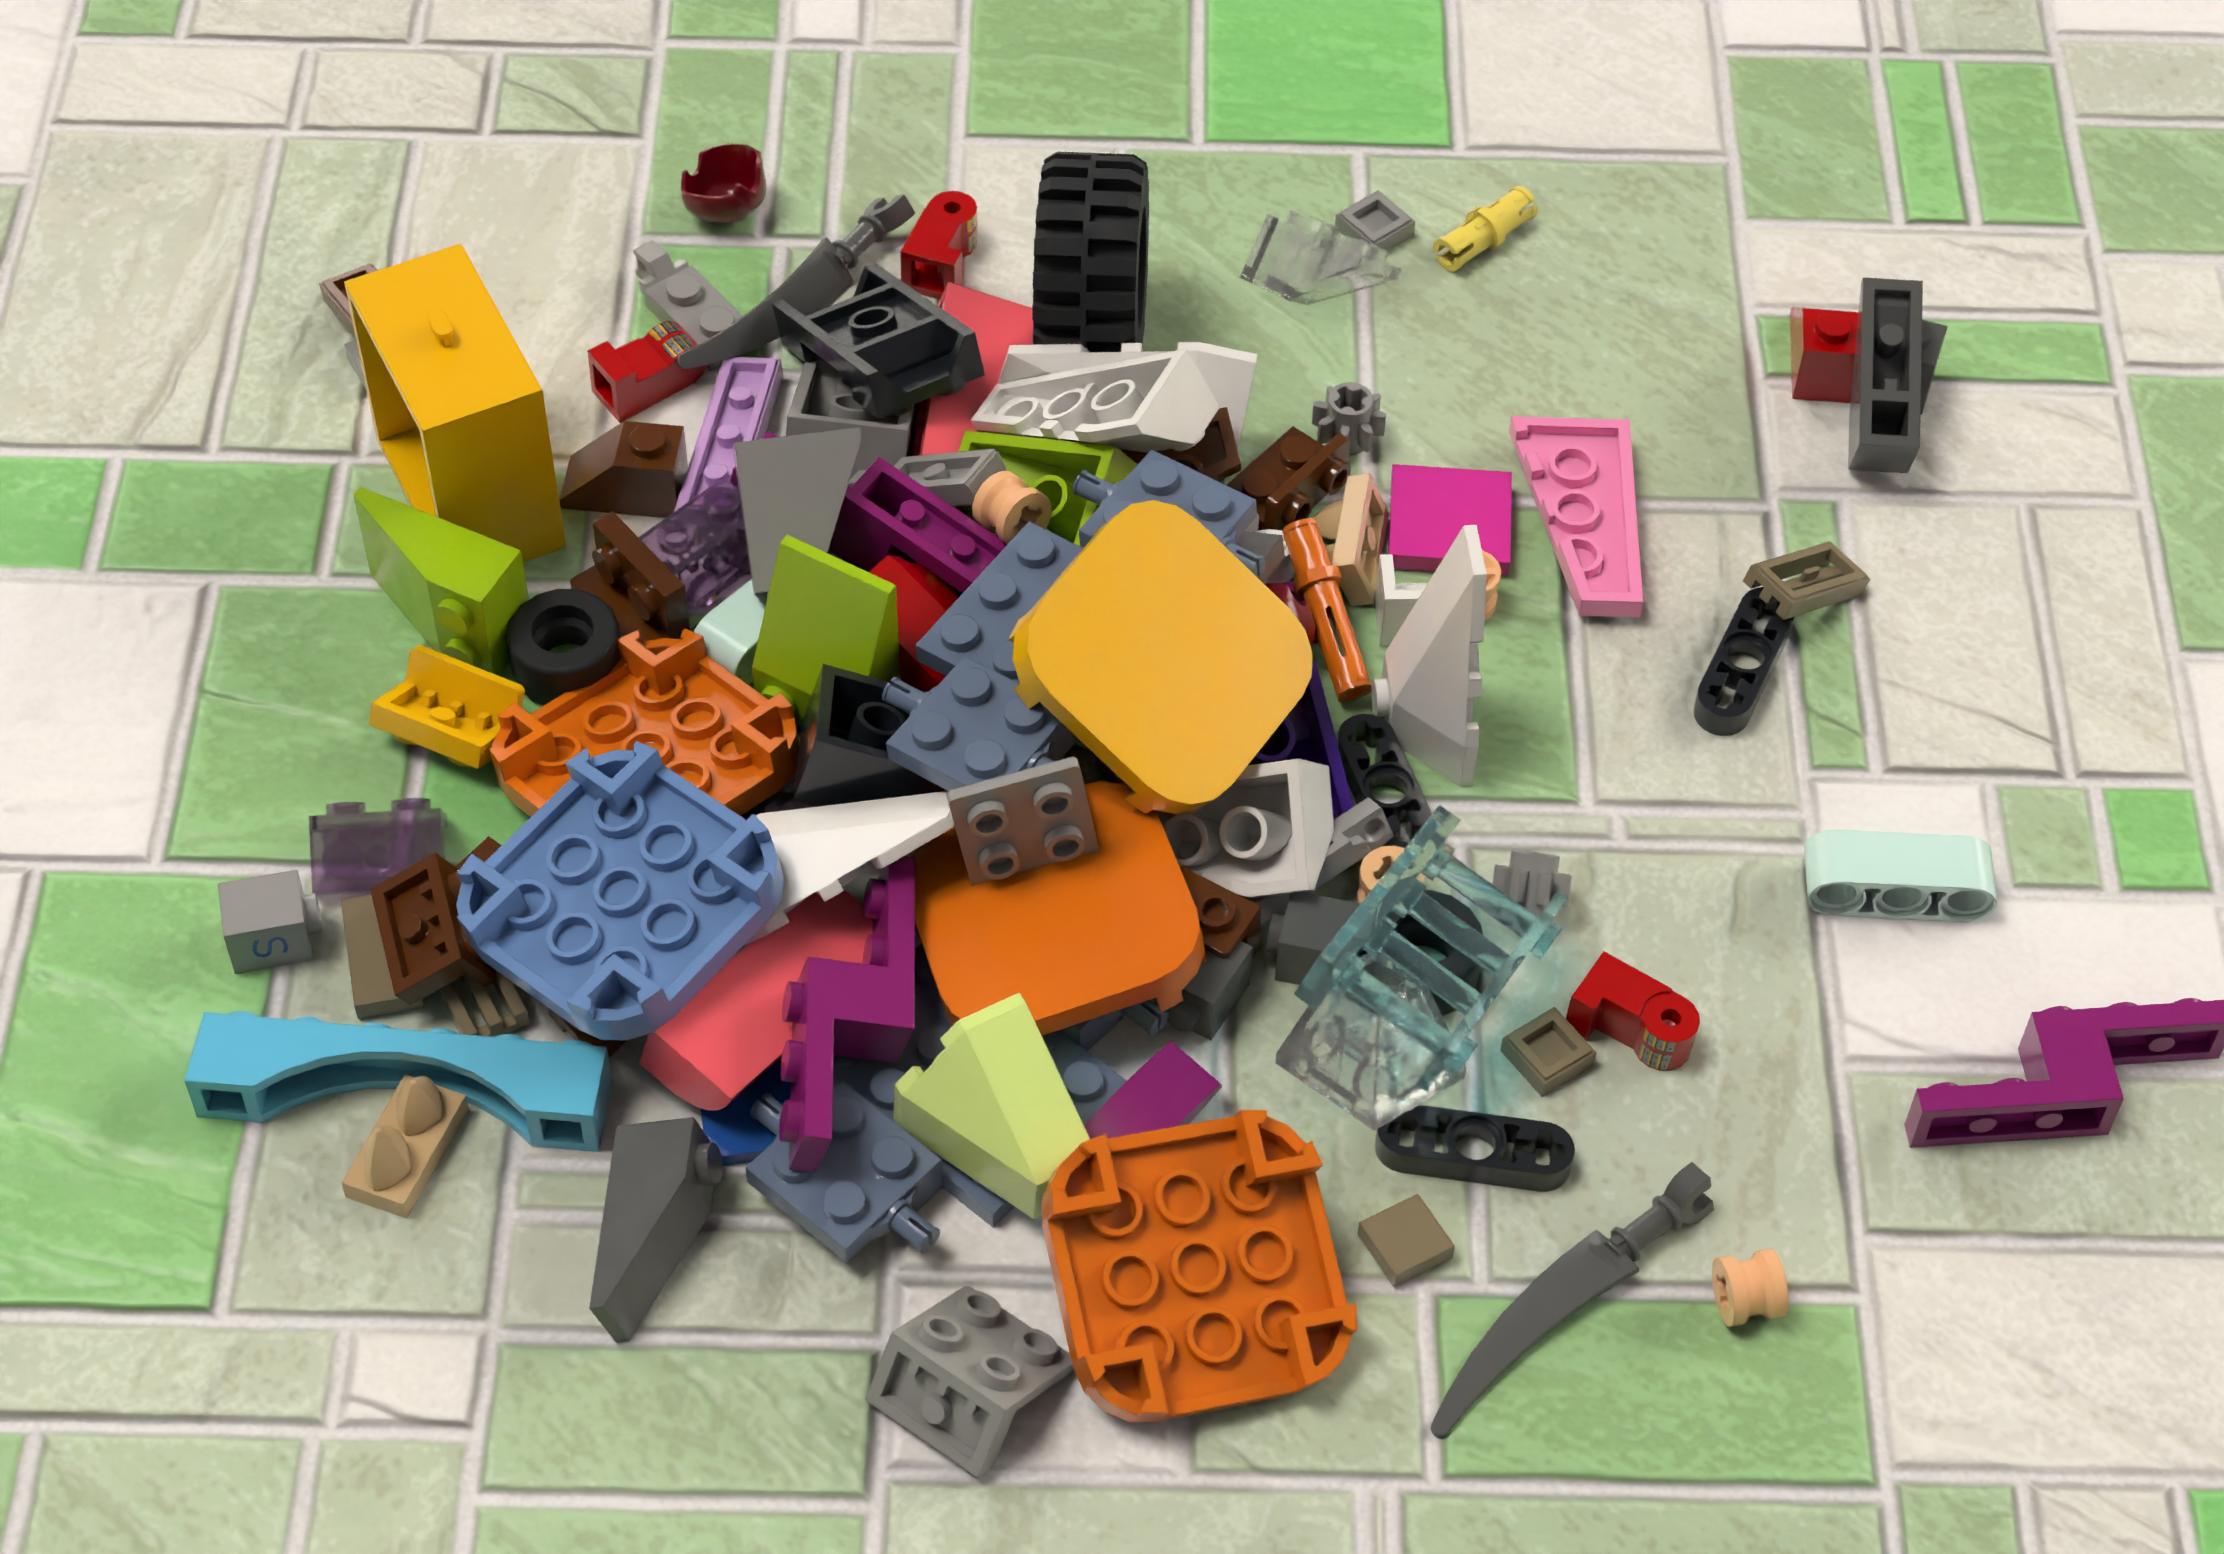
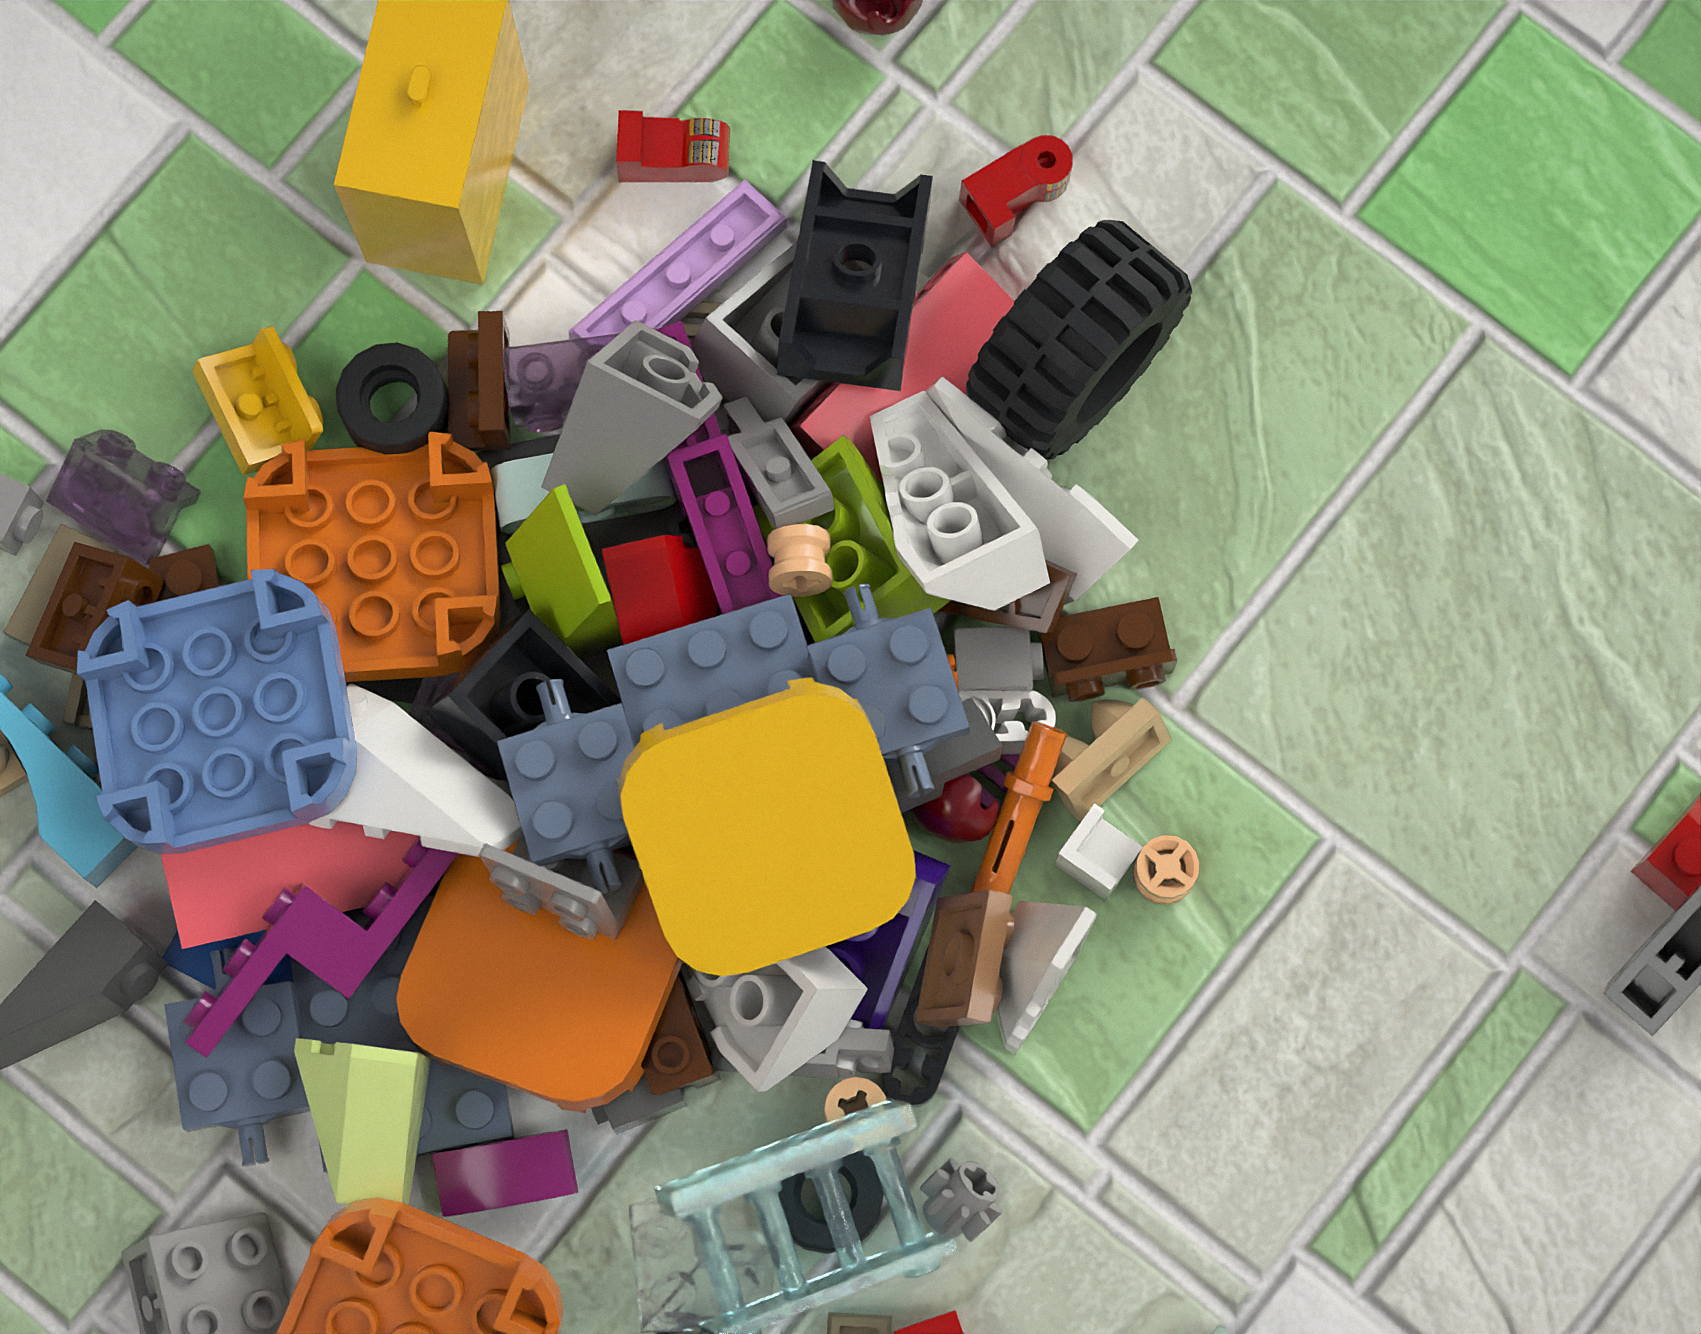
camera: 40 degrees right, 25 degrees up
(444, 579) = (326, 285): lime slope -> none
(628, 471) = (572, 252): reddish brown slope -> none
(682, 295) = (762, 105): light grey hinge -> none
(807, 289) = (868, 154): dark grey sword -> none
(1305, 932) = (750, 1117): dark grey brick -> none
(1307, 263) = (1321, 438): clear slope -> none
(1352, 412) = (1223, 618): light grey gear -> none
(1376, 221) = (1420, 422): light grey tile -> none
(1385, 699) = (965, 959): none -> medium nougat plate
(1436, 503) = (1214, 786): dark pink tile -> none
(1485, 228) = (1511, 500): light yellow pin -> none
(1588, 506) = (1345, 851): bright pink wing -> none
(1746, 682) = (1371, 1073): black beam -> none
(1814, 587) = (1408, 1075): dark tan tile -> none

